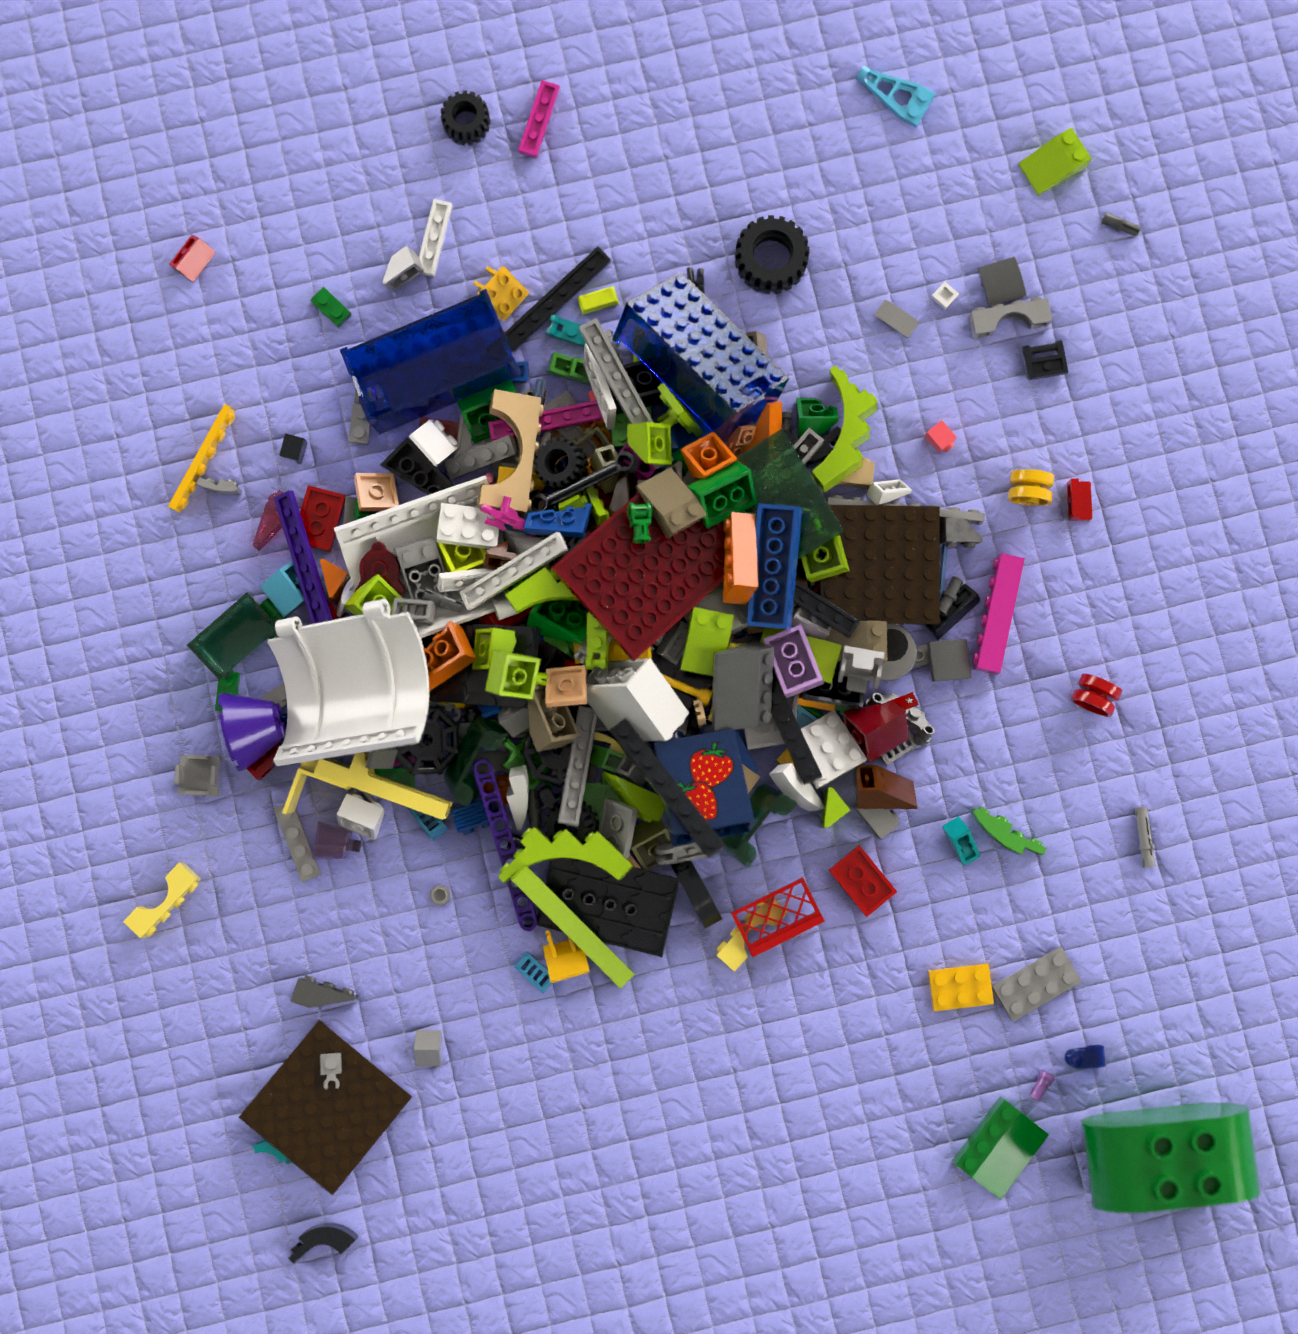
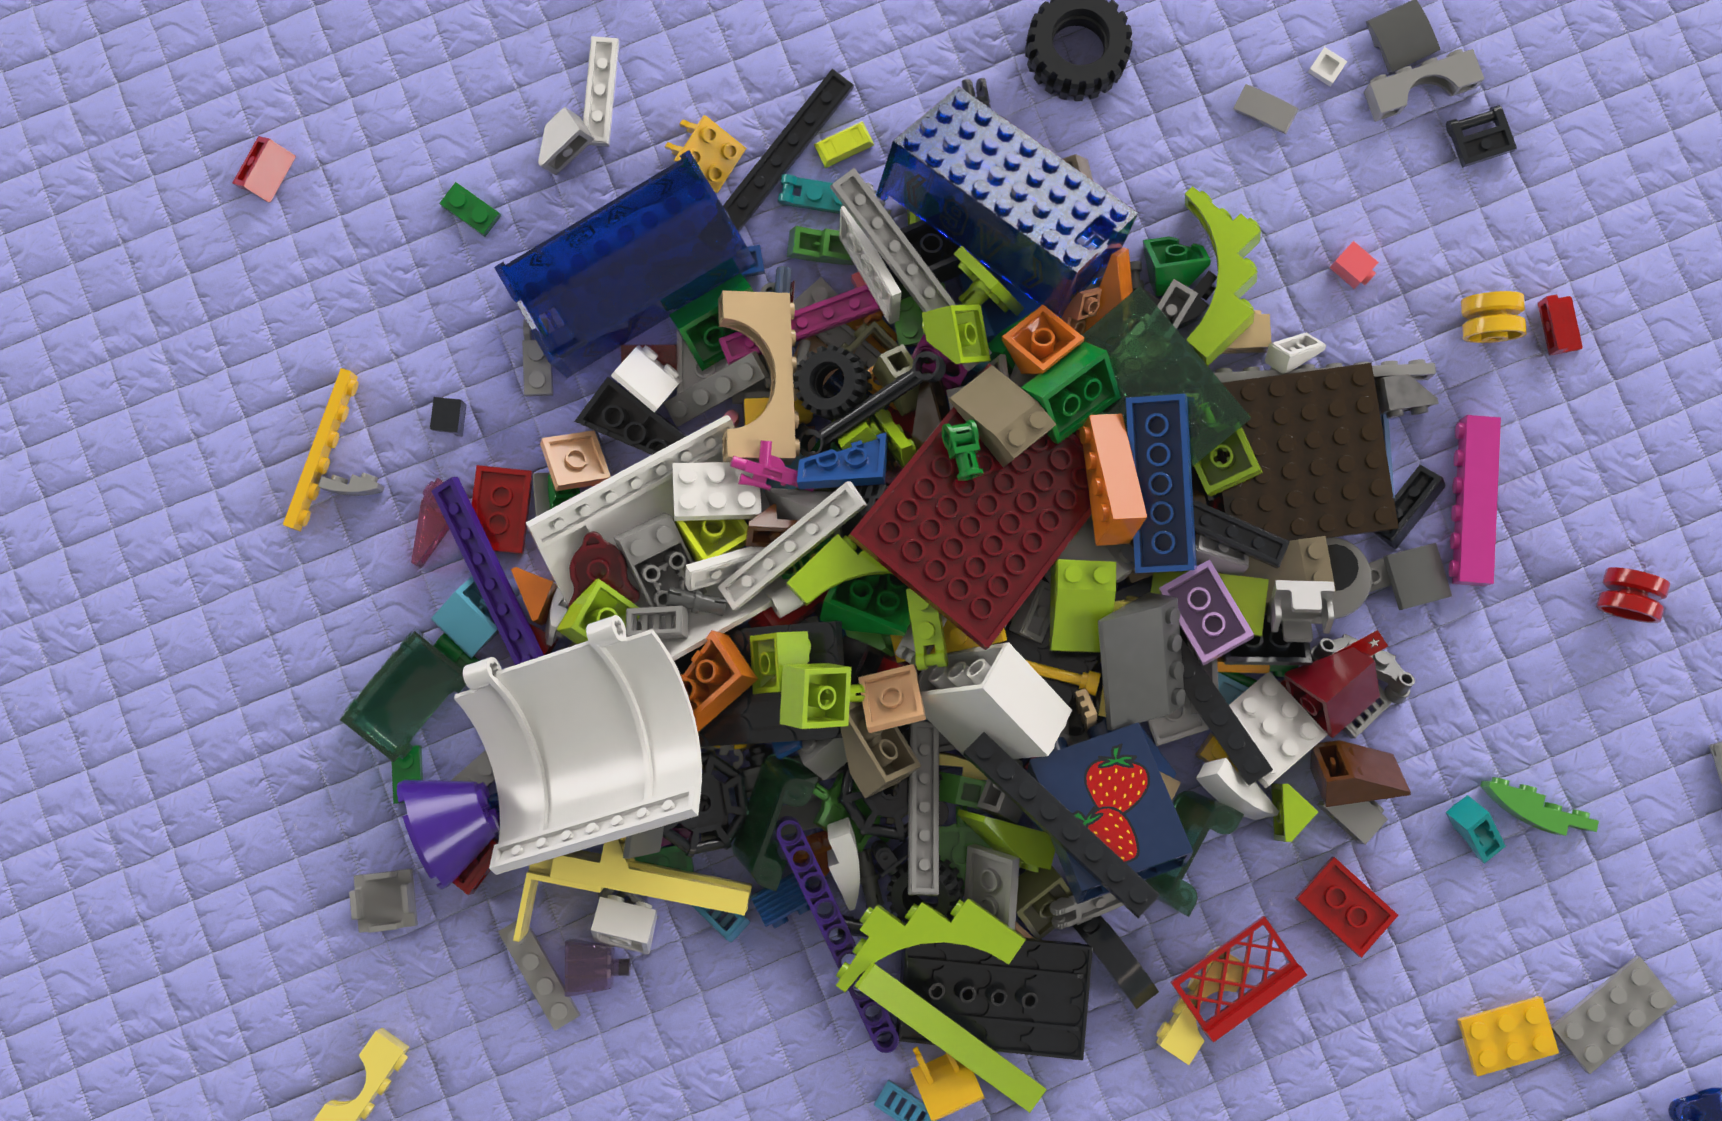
camera: 10 degrees left, 0 degrees up
(440, 895) = (753, 1018): light grey plate -> none
(949, 595) = (1403, 484): dark grey pin -> none

